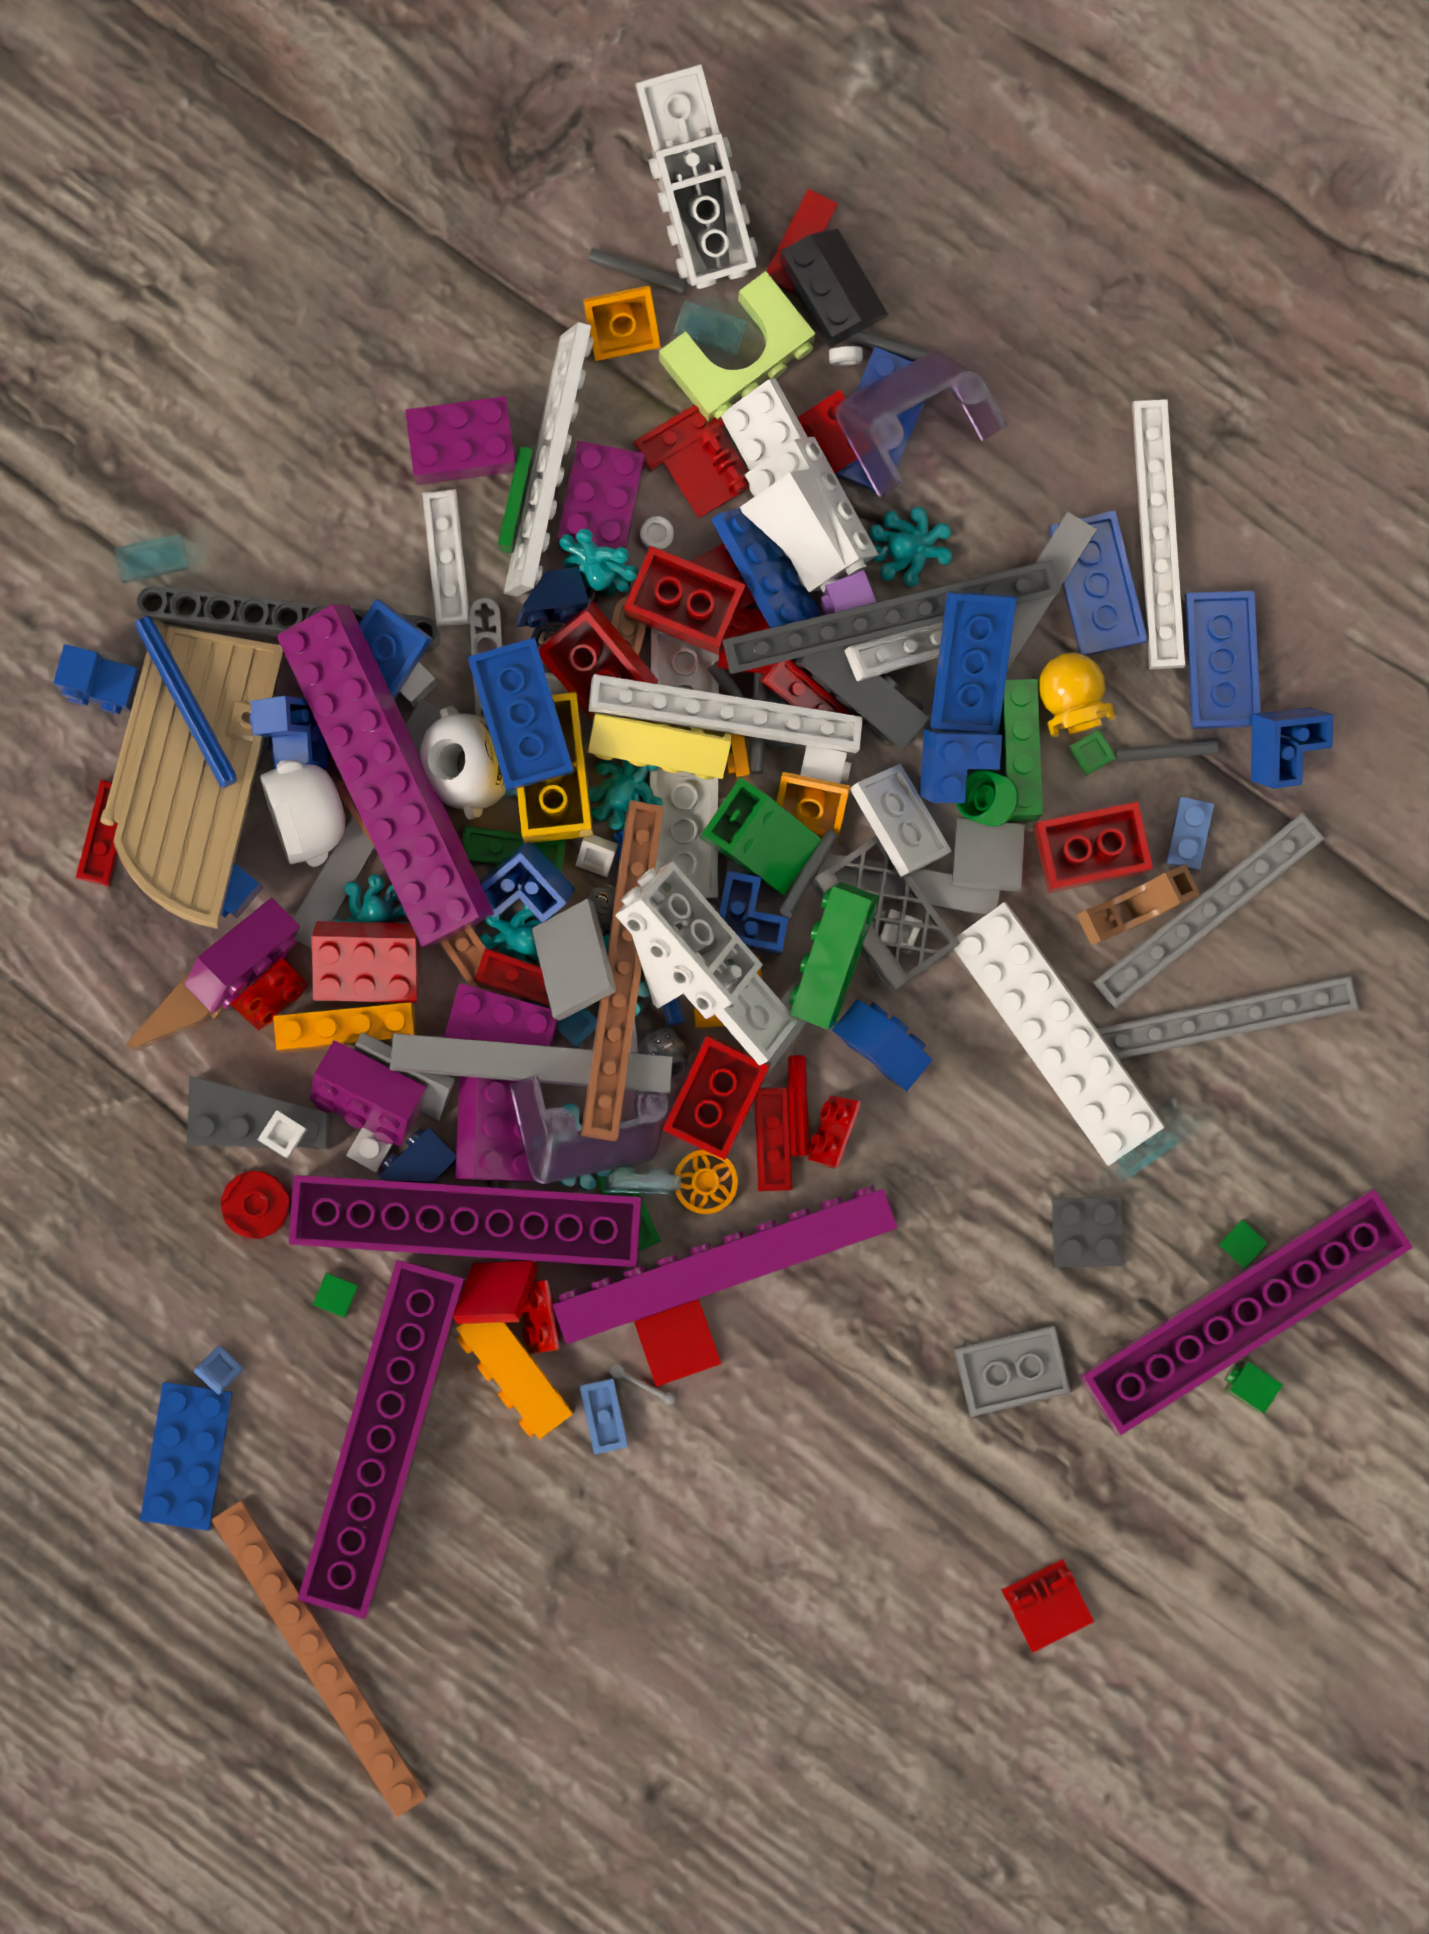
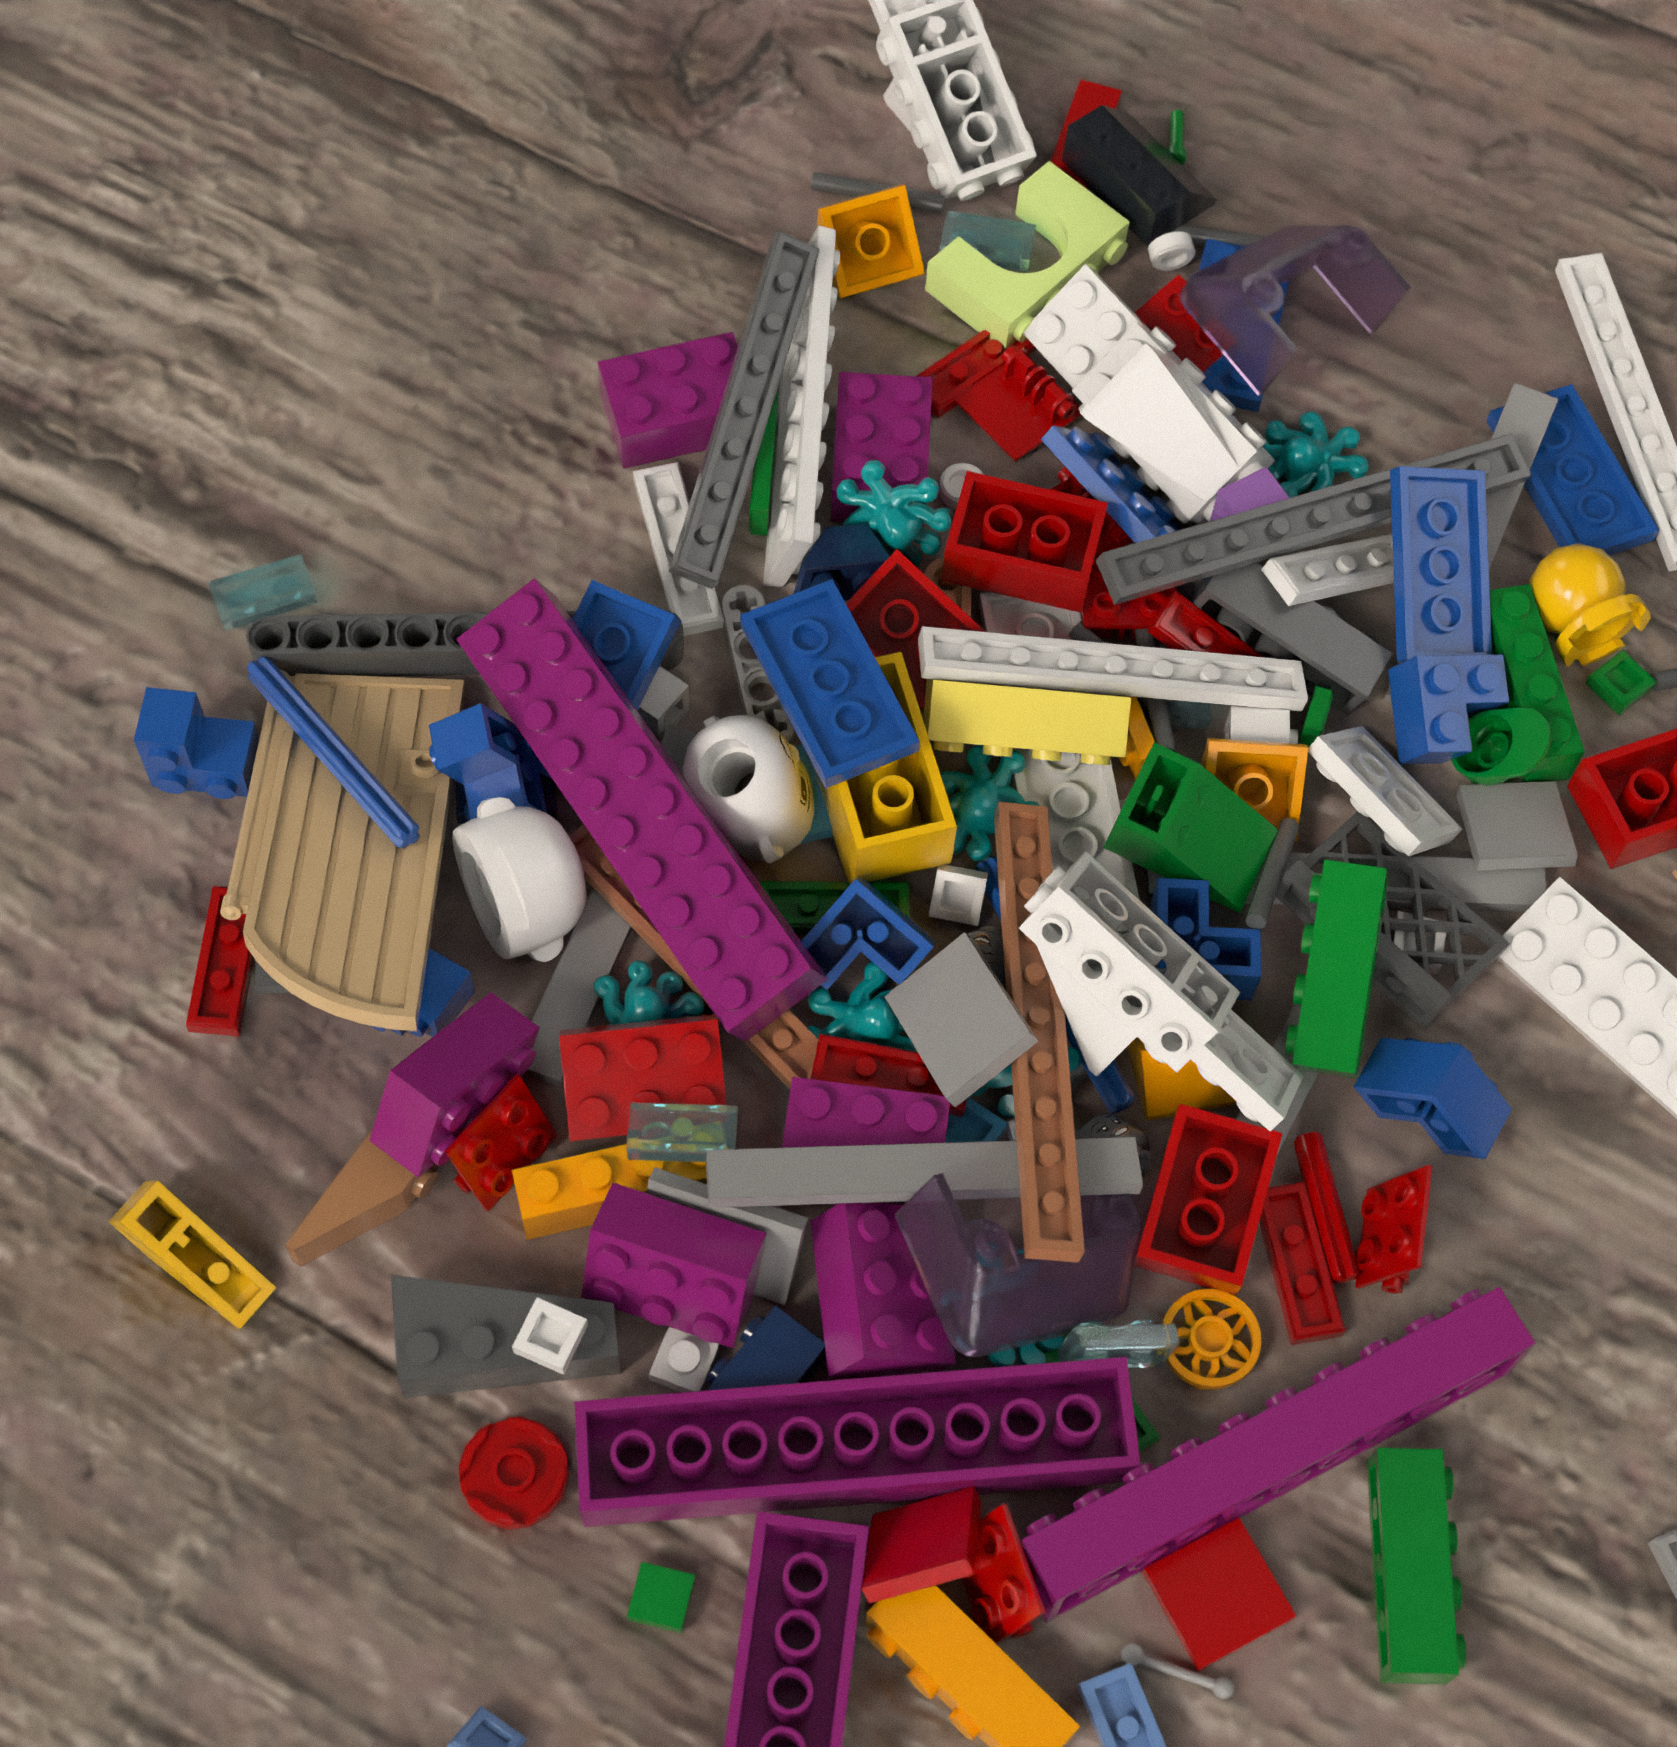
camera: 10 degrees left, 20 degrees down
(67, 1036) = (192, 1252): none -> yellow slope
(383, 1011) = (680, 1131): none -> clear light blue plate
(504, 464) = (744, 411): none -> dark grey tile
(799, 1345) = (1413, 1566): none -> green brick
(866, 757) = (1315, 716): none -> green tile
(868, 264) = (1177, 136): none -> green piece

